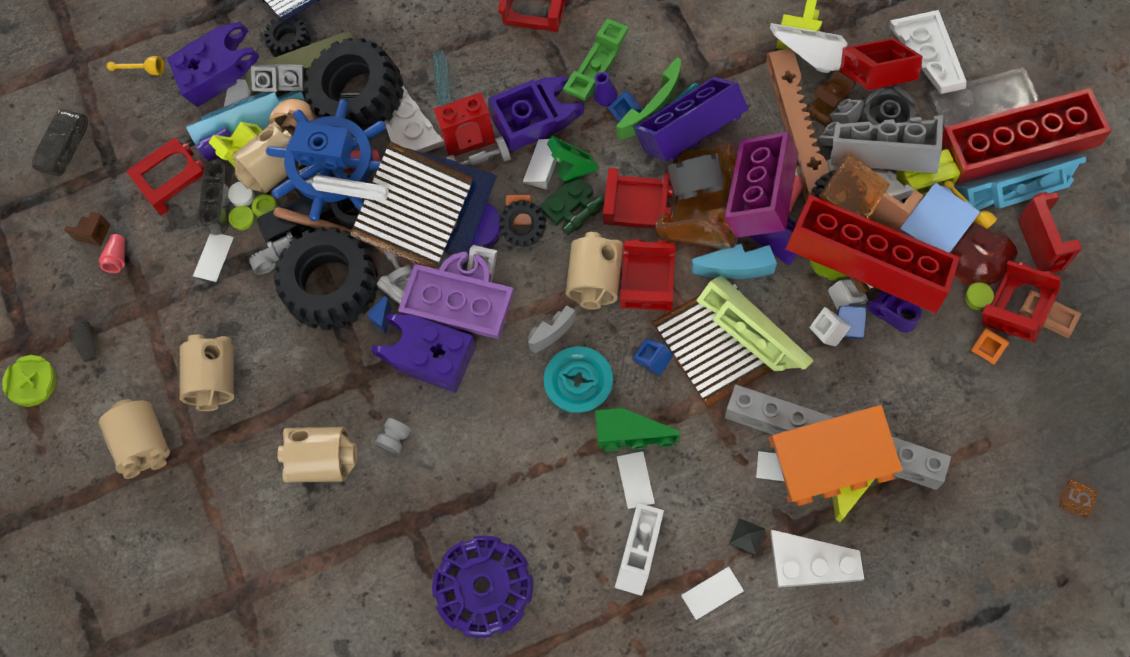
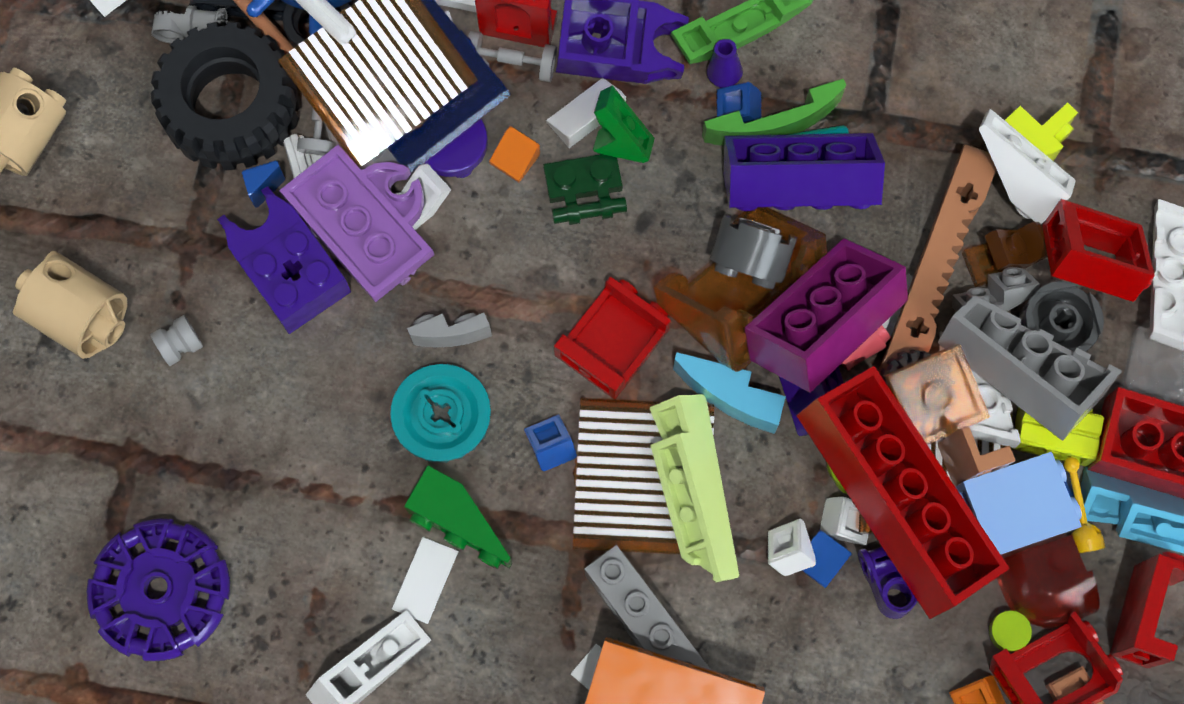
camera: 25 degrees right, 5 degrees up
(511, 234) = (483, 174): black tyre -> none
(594, 271) = (547, 291): tan cylinder -> none
(635, 200) = (664, 230): red panel -> none

